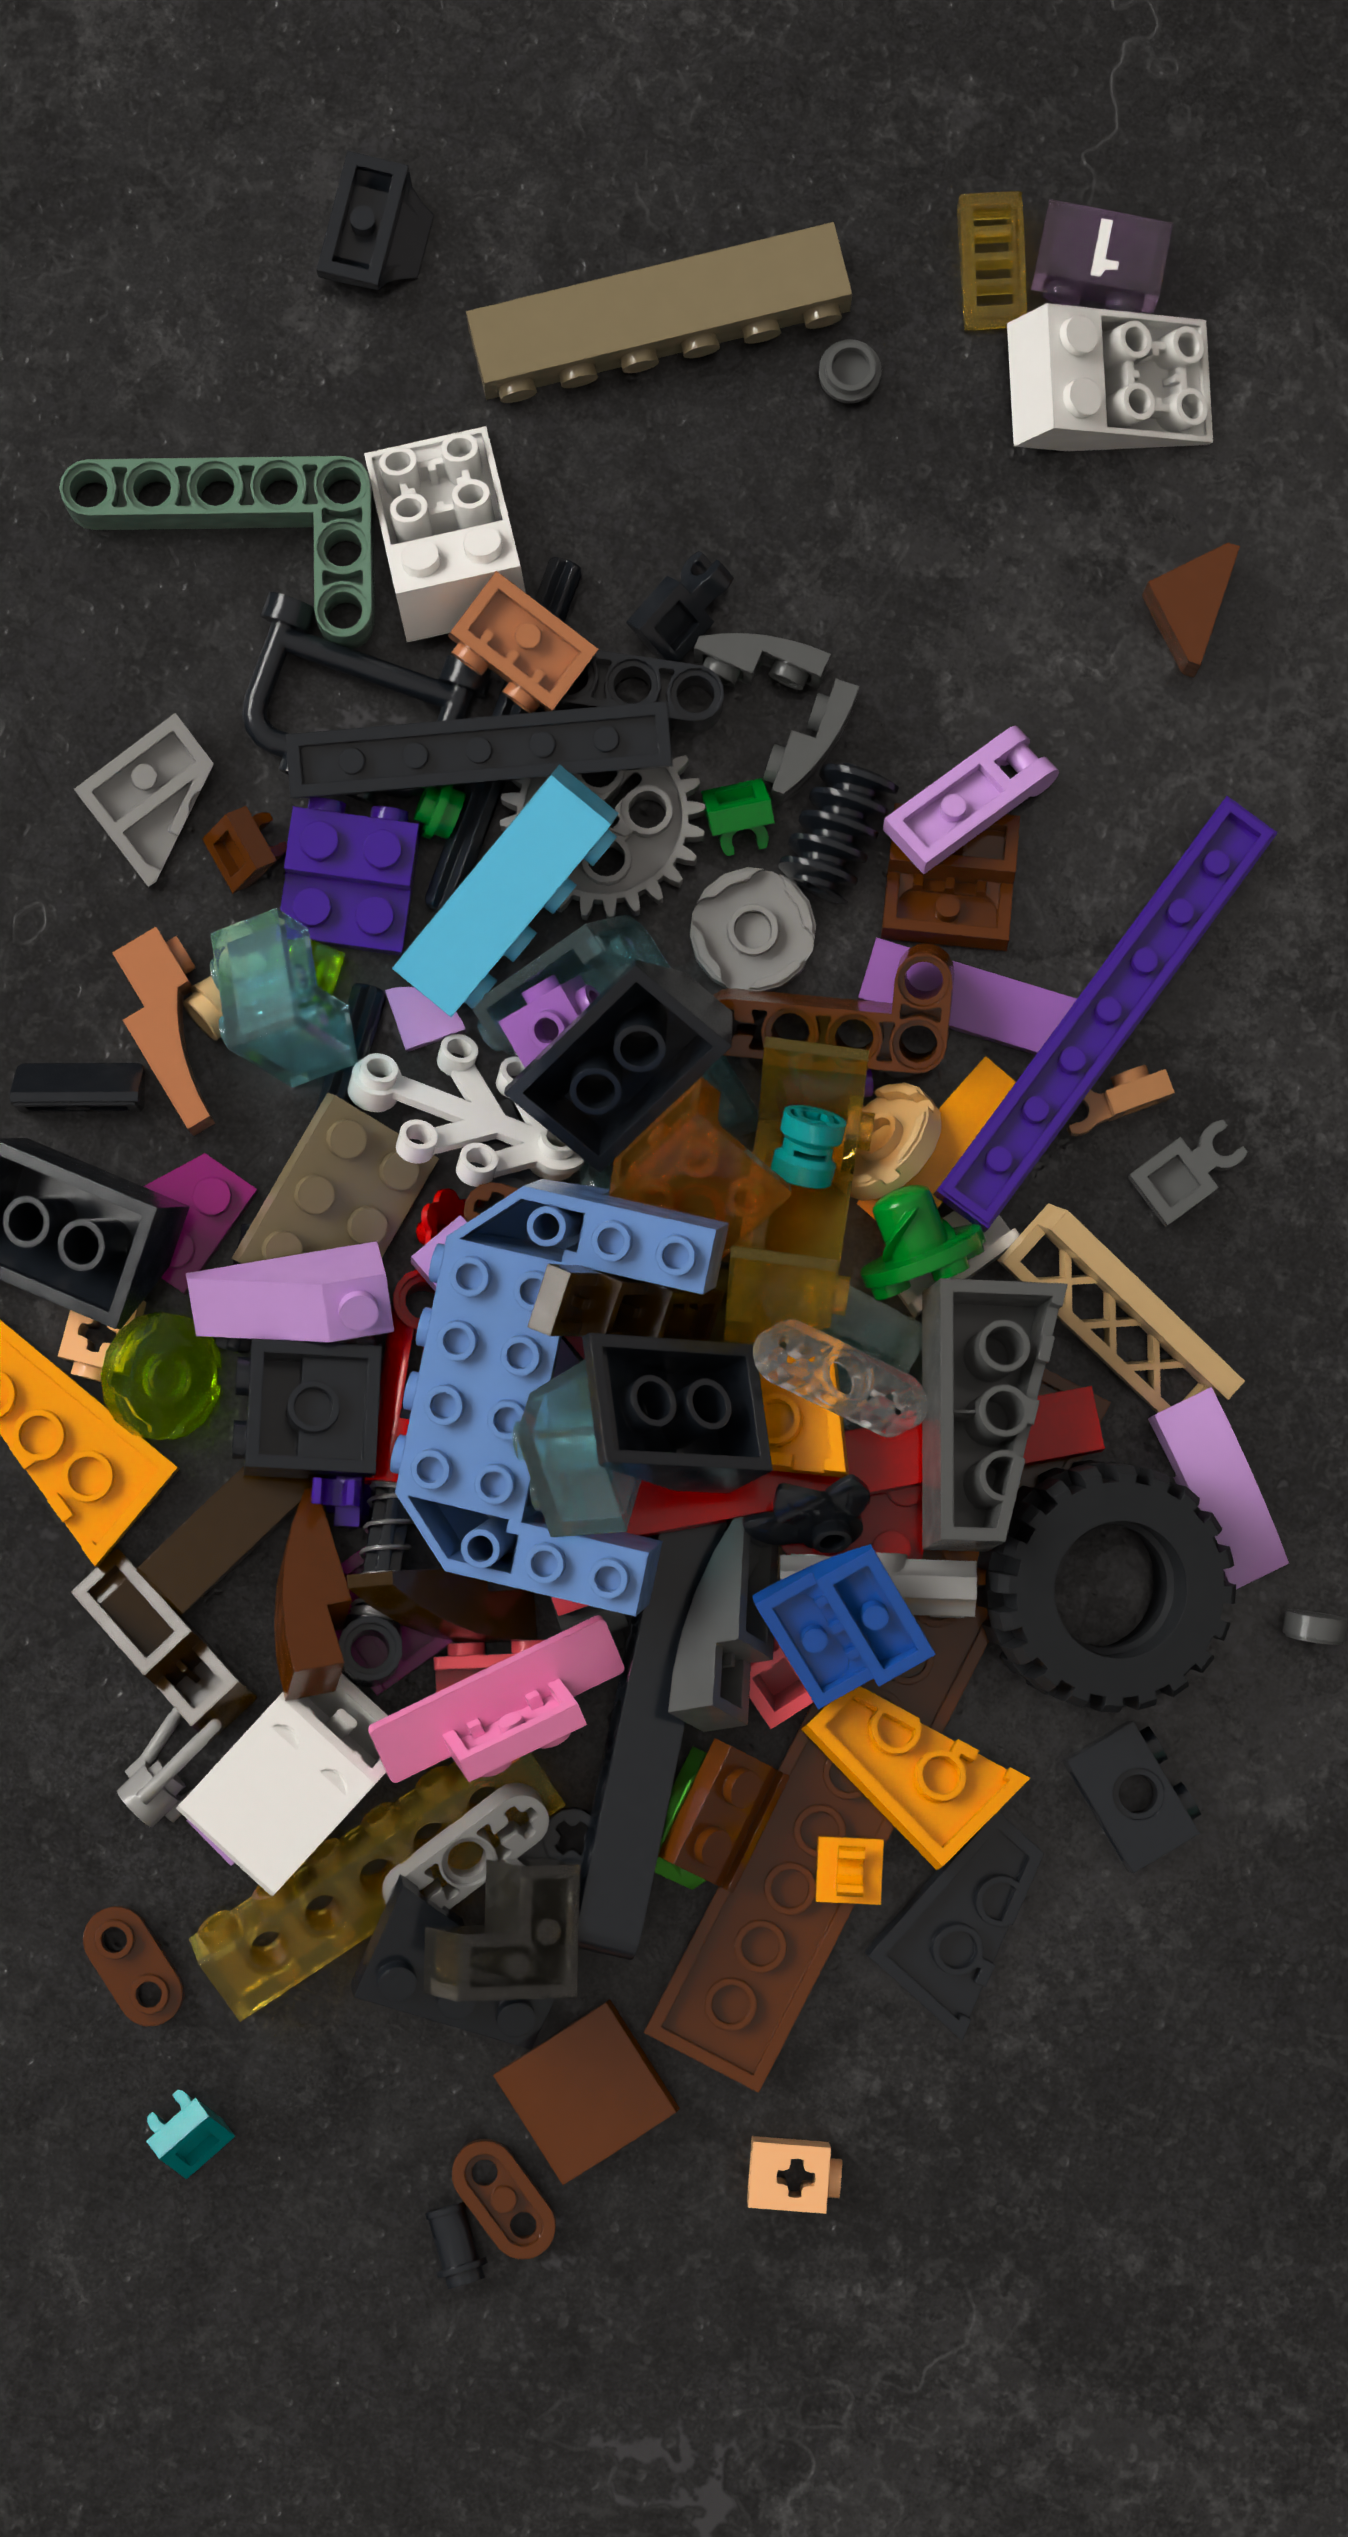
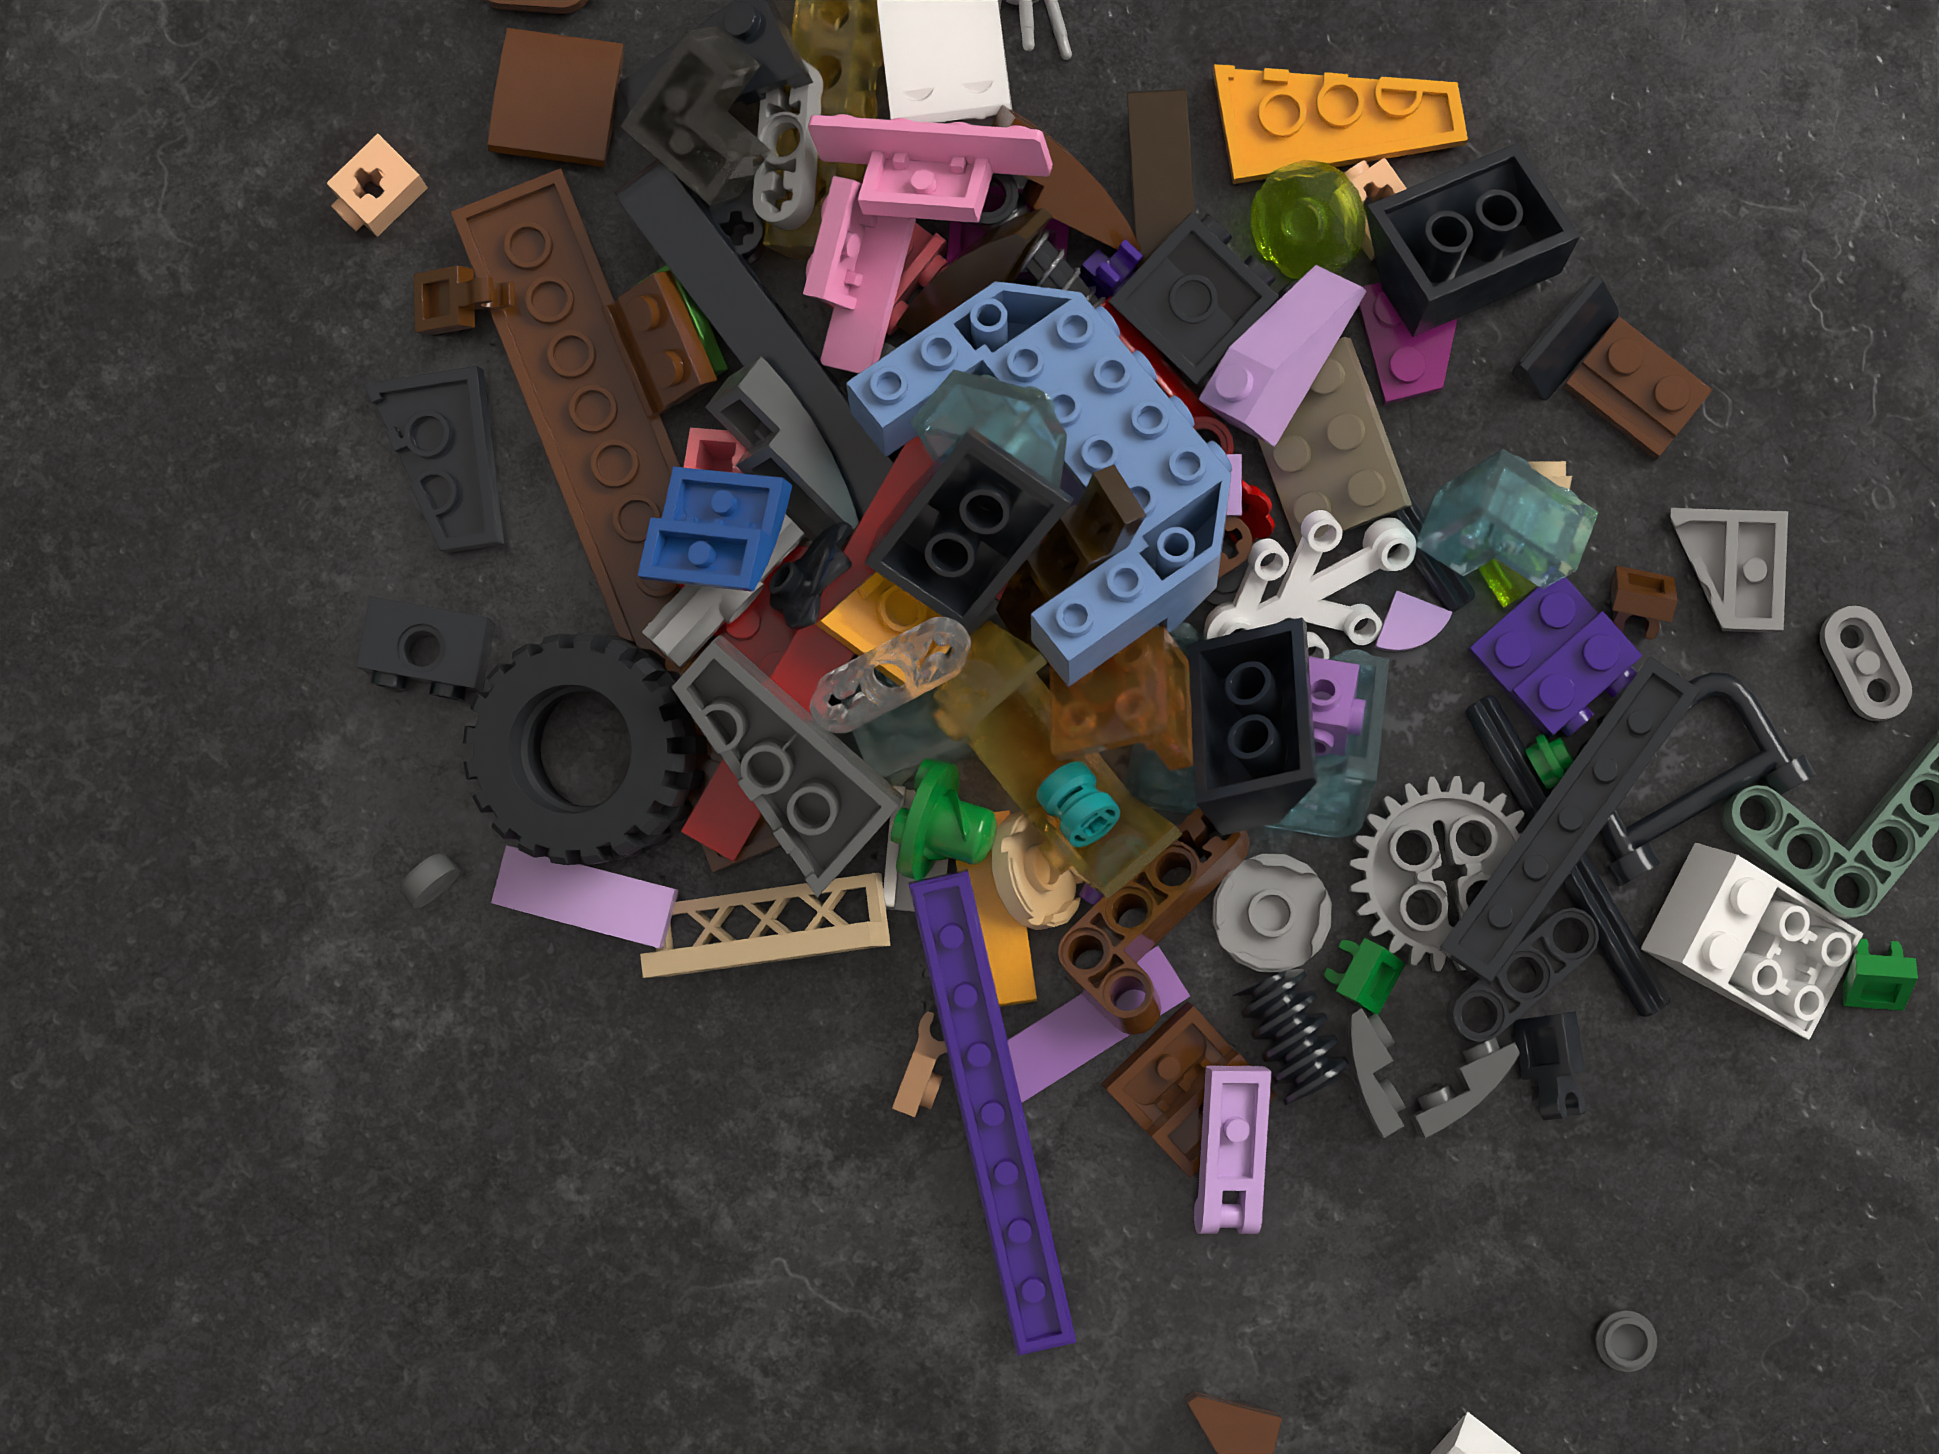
camera: 135 degrees right, 0 degrees up
(69, 997) = (1637, 388): none -> reddish brown plate
(143, 630) = (1870, 661): none -> light grey plate
(160, 980) = (1596, 457): nougat slope -> none
(163, 1644) = (1115, 62): dark brown slope -> none
(393, 407) = (1879, 979): none -> green tile
(399, 1709) = (928, 166): none -> bright pink bracket
(506, 891) = (1449, 753): medium azure brick -> none
(521, 645) = (1622, 914): nougat bracket -> none
(660, 313) = (1788, 1235): dark tan brick -> none
(830, 2028) = (450, 295): none -> reddish brown plate
(849, 1870) = (546, 402): light orange tile -> none
(916, 1777) = (573, 502): light orange wing -> none
(1179, 1177) = (829, 1061): dark grey plate -> none

